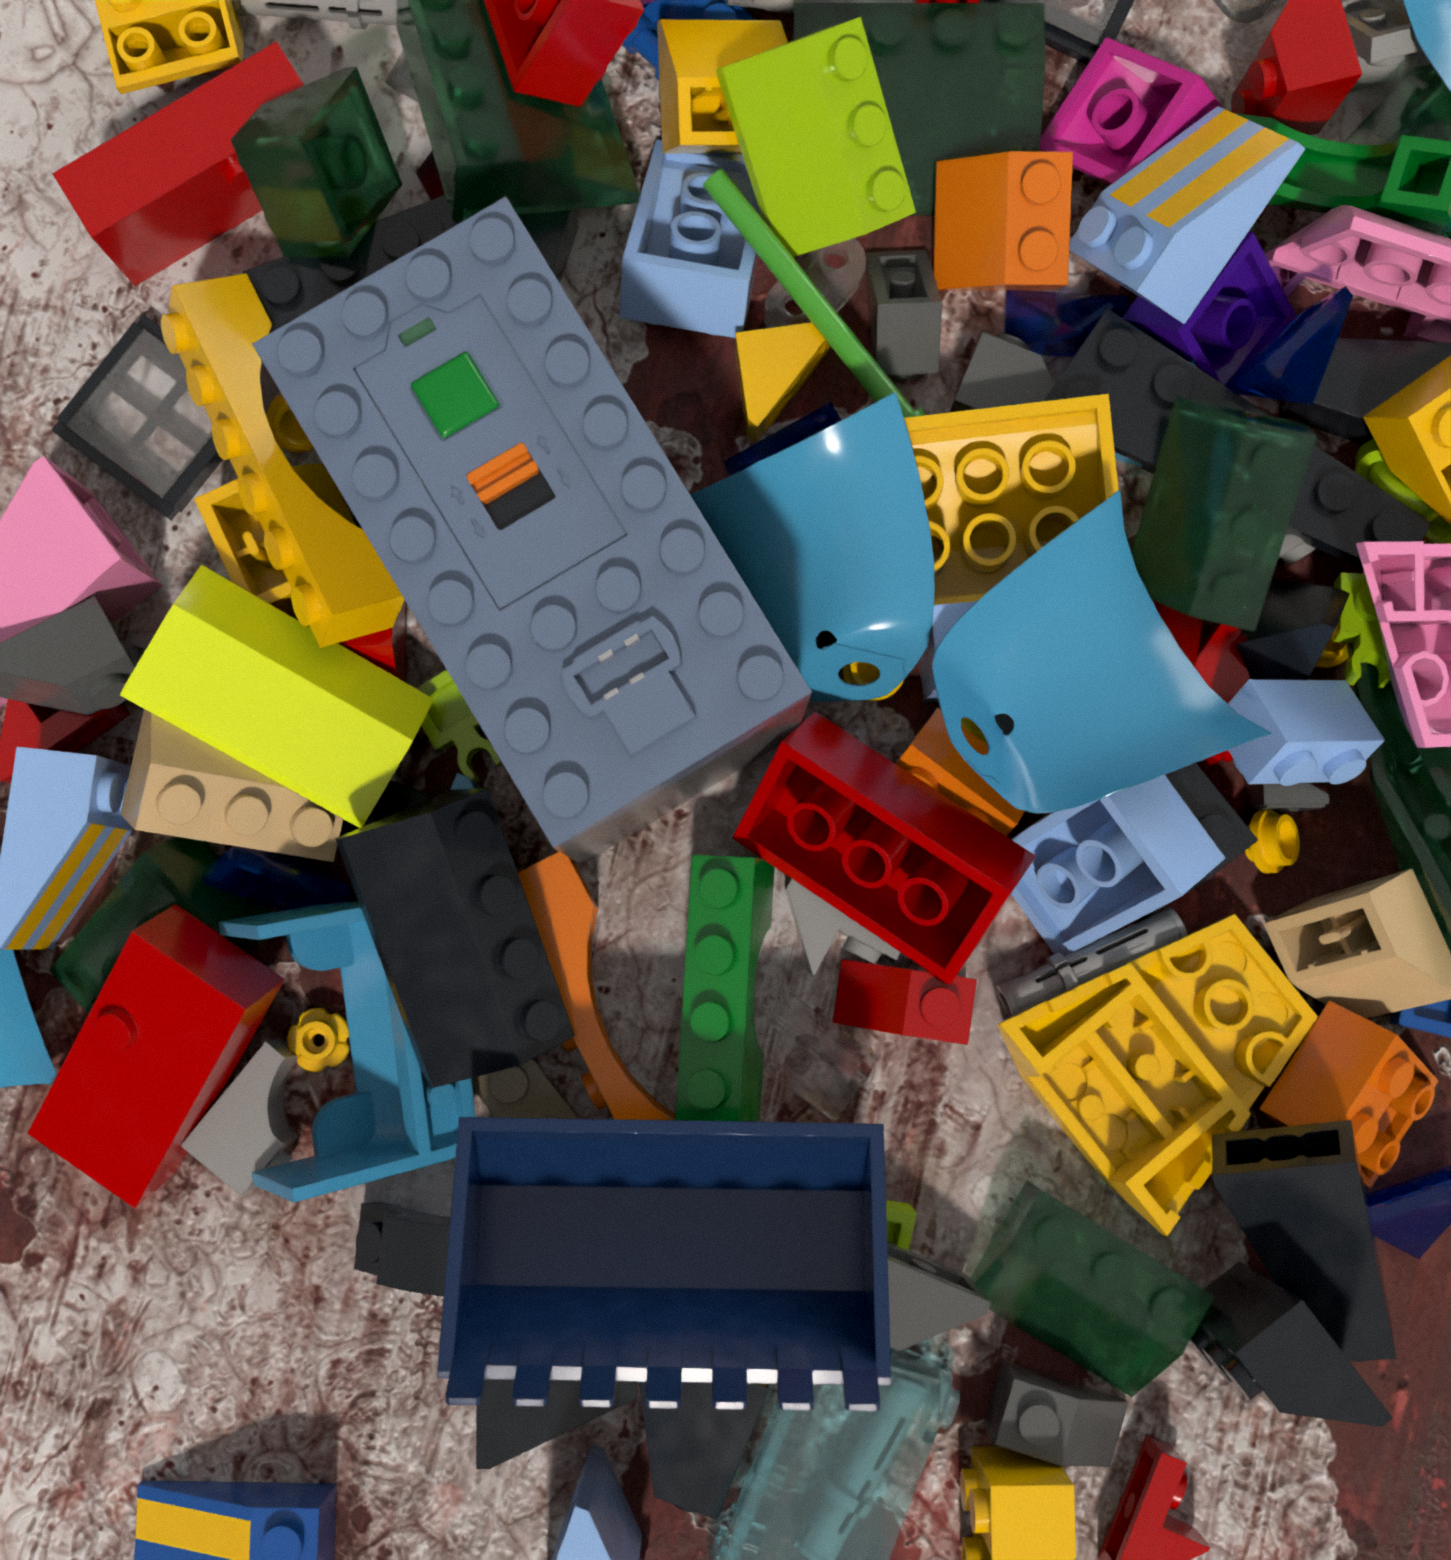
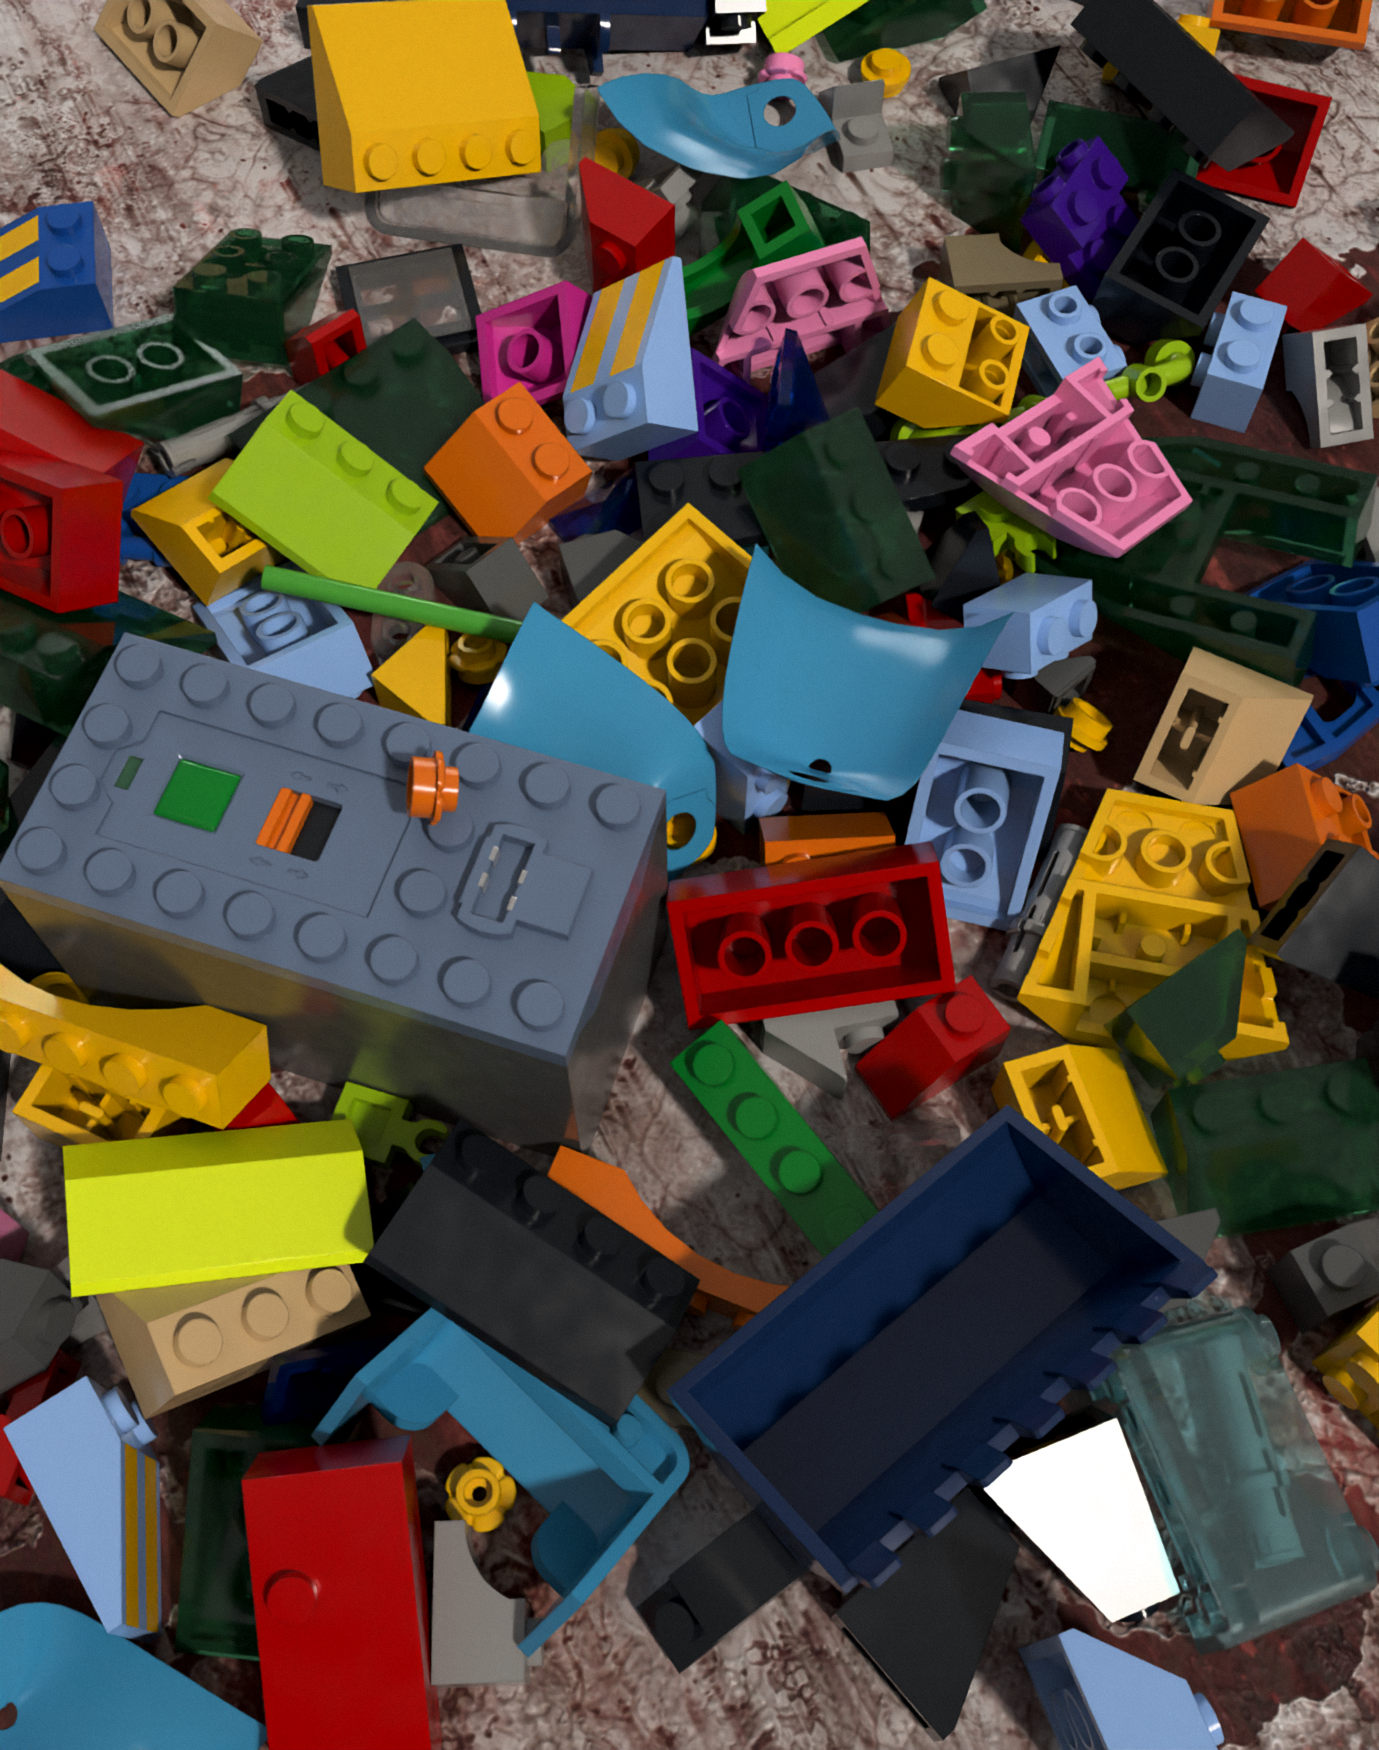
camera: 40 degrees left, 20 degrees down
(621, 550) = (431, 787): none -> orange plate
(834, 387) = (477, 658): none -> yellow plate
(959, 1152) = (1087, 1108): none -> yellow slope
(1107, 1152) = (1187, 1018): none -> clear green slope

